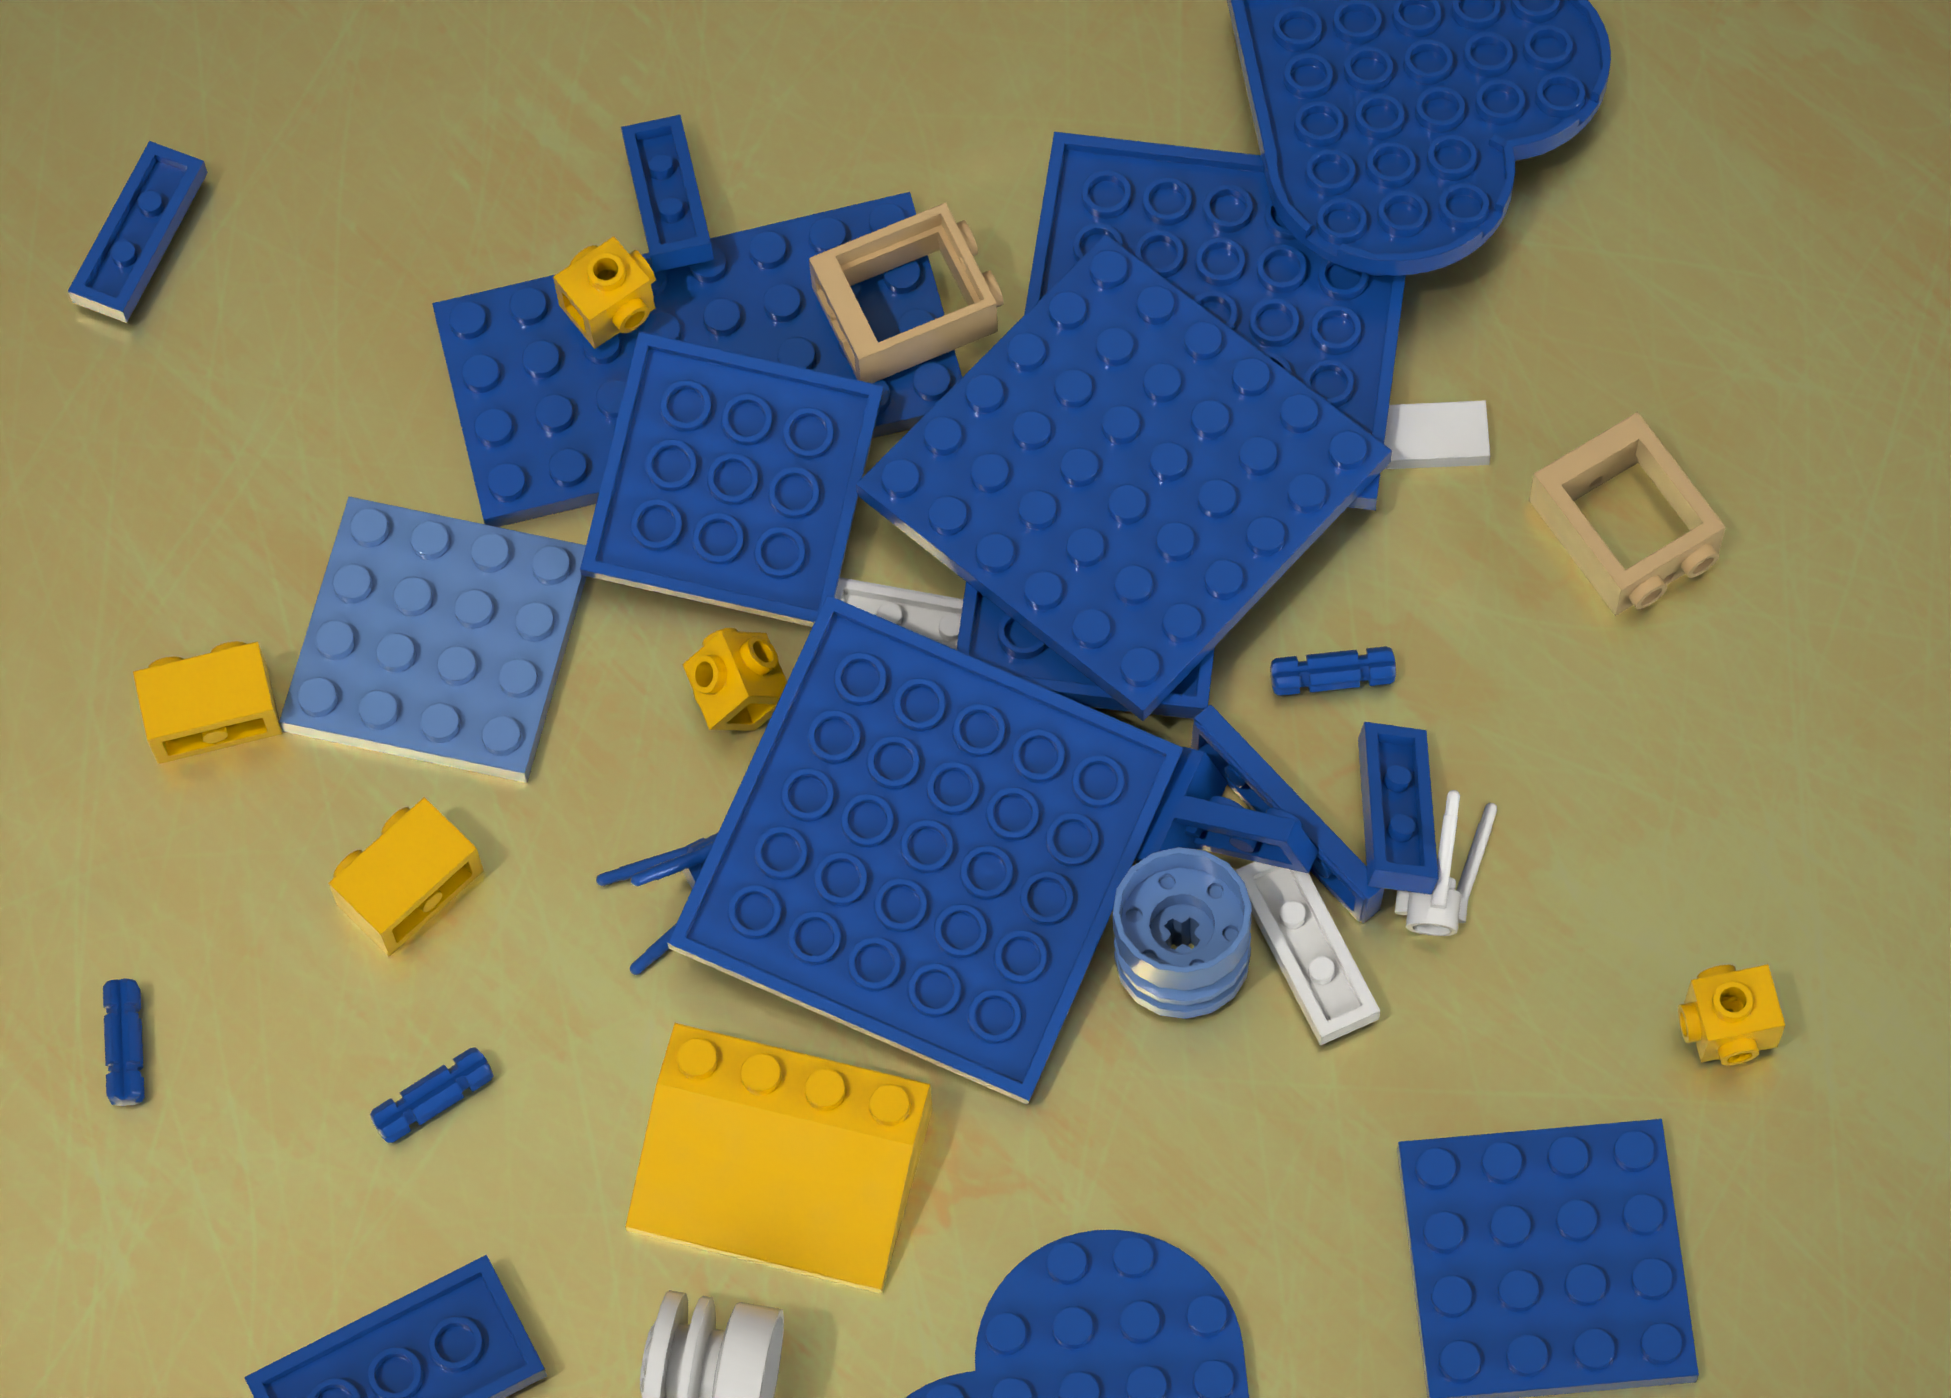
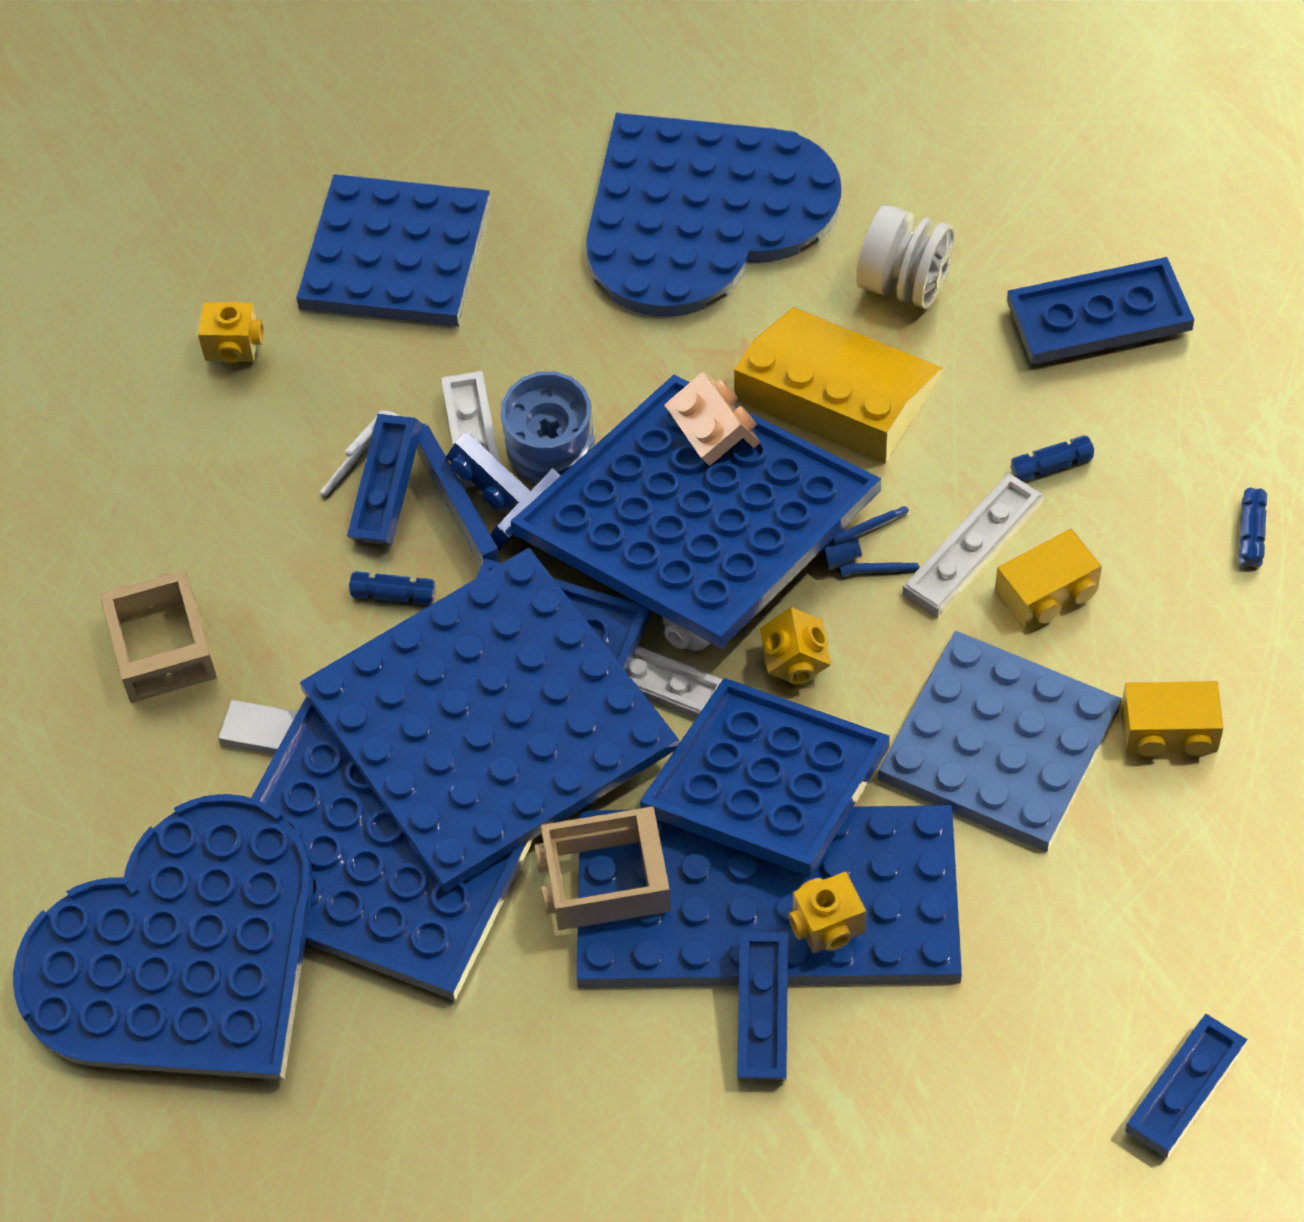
camera: 165 degrees left, 10 degrees down
(524, 930) = (972, 545): none -> white tile
(937, 986) = (710, 418): none -> light nougat bracket

